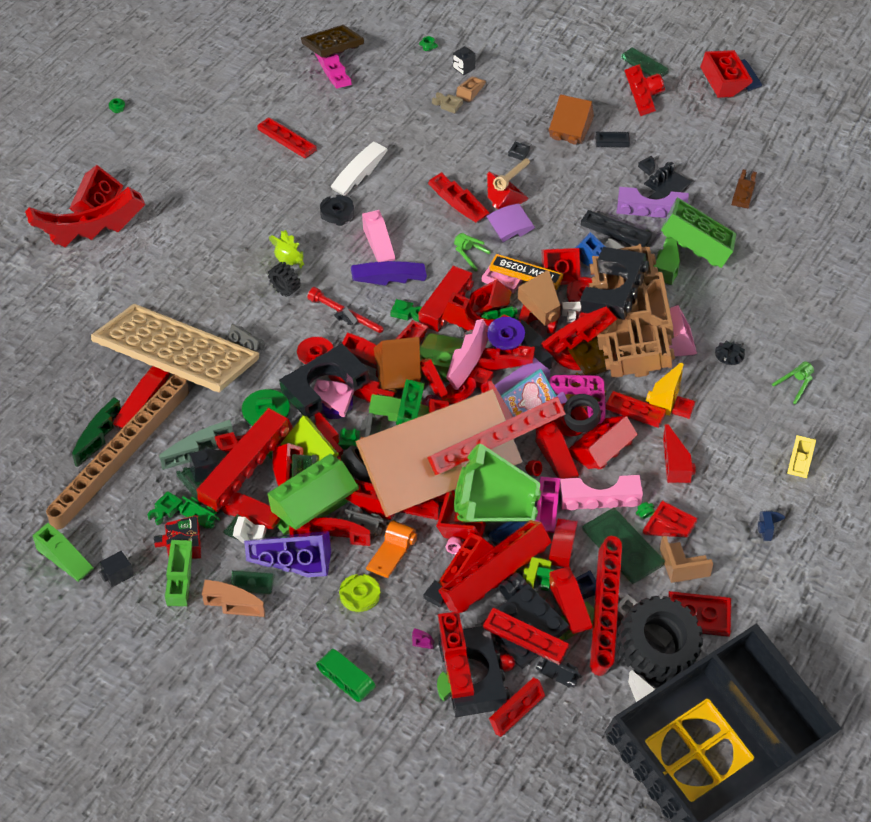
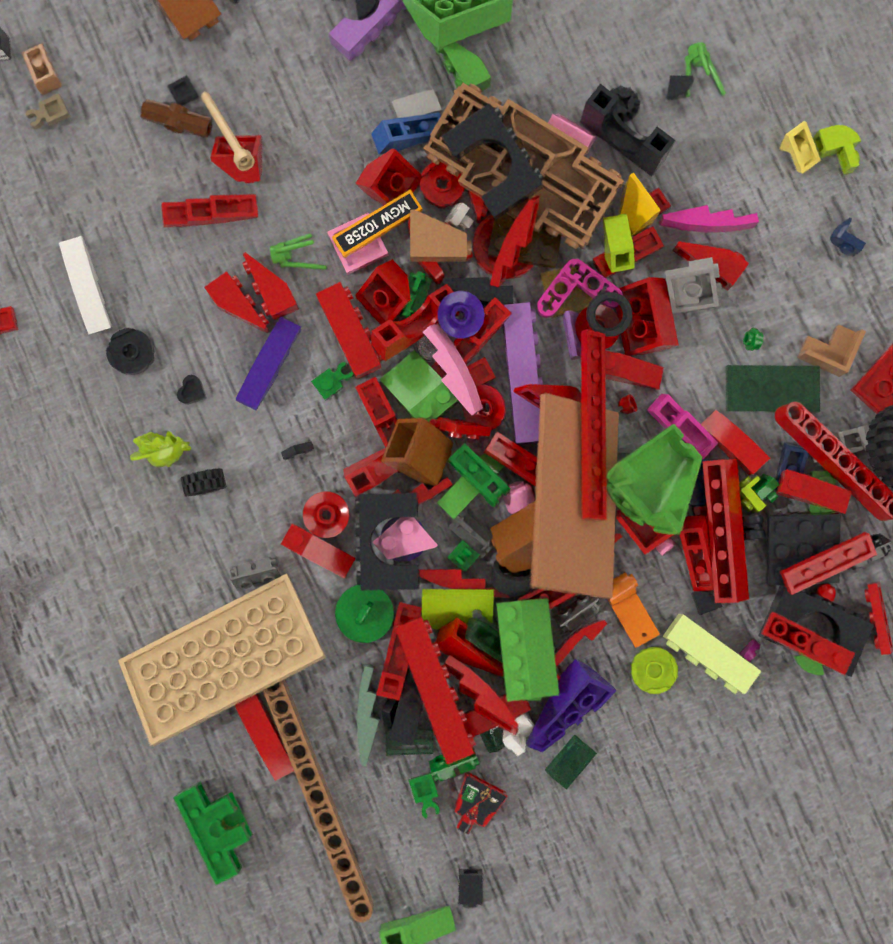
camera: 55 degrees left, 35 degrees up
(56, 406) = (215, 828): none -> green piece
(93, 435) = (280, 812): dark green slope -> none
(178, 573) = (521, 832): bright green slope -> none
(232, 599) = (583, 797): nougat slope -> none
(258, 487) = (486, 700): none -> red slope
(286, 352) = (318, 550): none -> red slope
(316, 295) = (246, 459): red piece -> none
(338, 250) = (191, 391): none -> black tile
(345, 675) = (740, 747): green beam -> none
(378, 236) = (208, 338): bright pink slope -> none
(399, 613) = (712, 654): none -> yellowish green brick
(413, 234) = (229, 298): none -> red slope
(435, 251) = (275, 292): none -> red slope
(498, 153) = (176, 118): none -> reddish brown piece
(510, 221) = (286, 182): medium lavender slope -> none
(528, 393) = (547, 350): tile -> none
(577, 495) = (719, 341): bright pink arch -> none
(615, 229) = (378, 82): black plate -> none
(631, 386) = (618, 243): none -> lime slope
(646, 449) = (694, 286): none -> light grey plate
(670, 522) = (780, 327): red wing -> none
(697, 436) = (701, 220): none -> dark pink slope
(709, 361) = (602, 119): none -> black arch
(772, 372) = (678, 85): none -> black tile
(827, 478) = (839, 141): none -> lime brick

